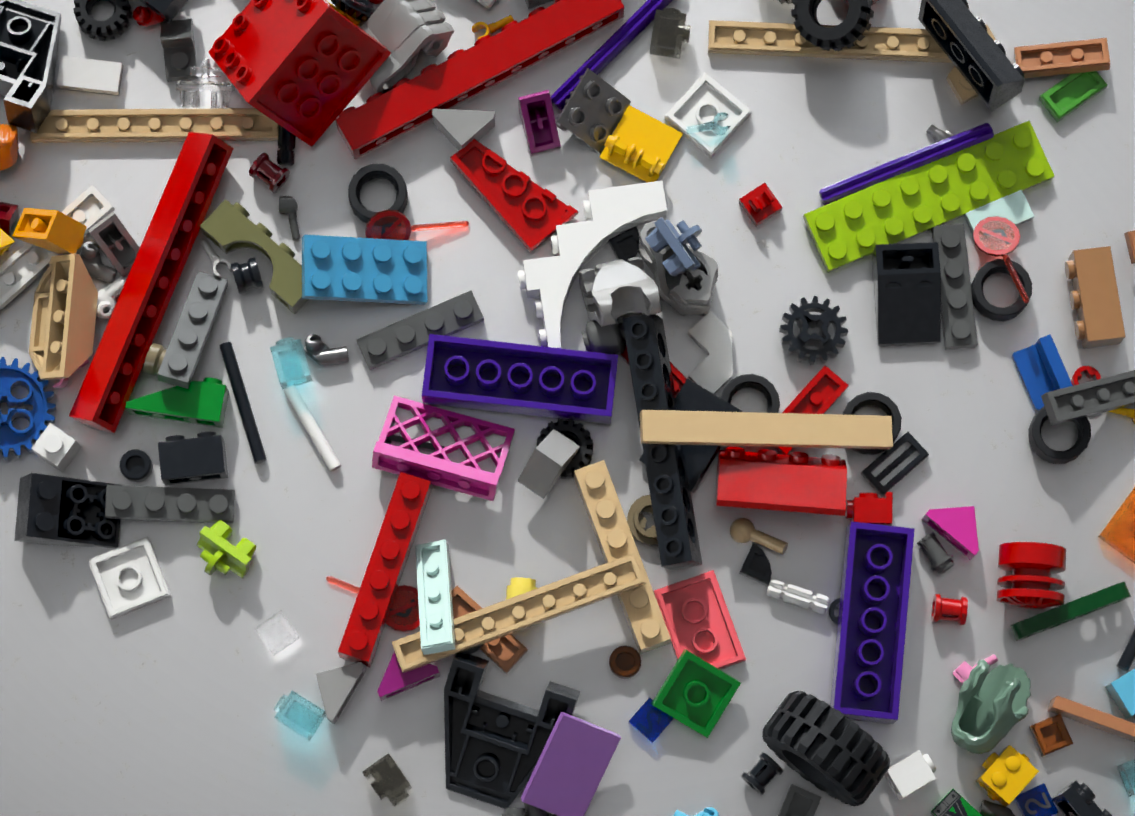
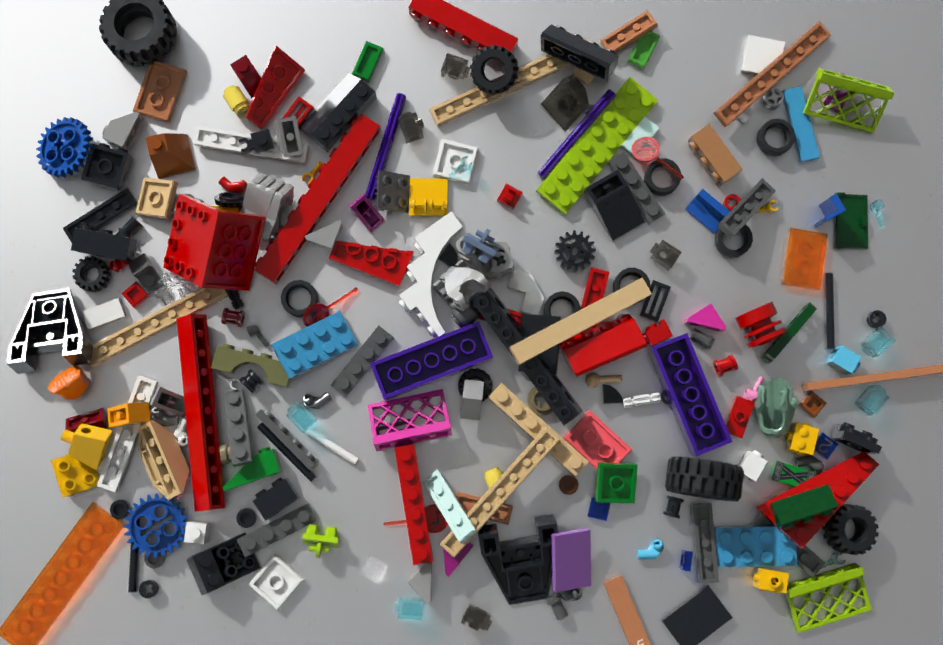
camera: 30 degrees left, 5 degrees up
(148, 71) = (135, 294): none -> red tile
(250, 370) = (281, 432): none -> dark grey plate
(916, 109) = (567, 101): none -> clear smoke slope
(930, 695) = (739, 416): none -> red plate
(948, 391) = (671, 254): none -> clear smoke brick

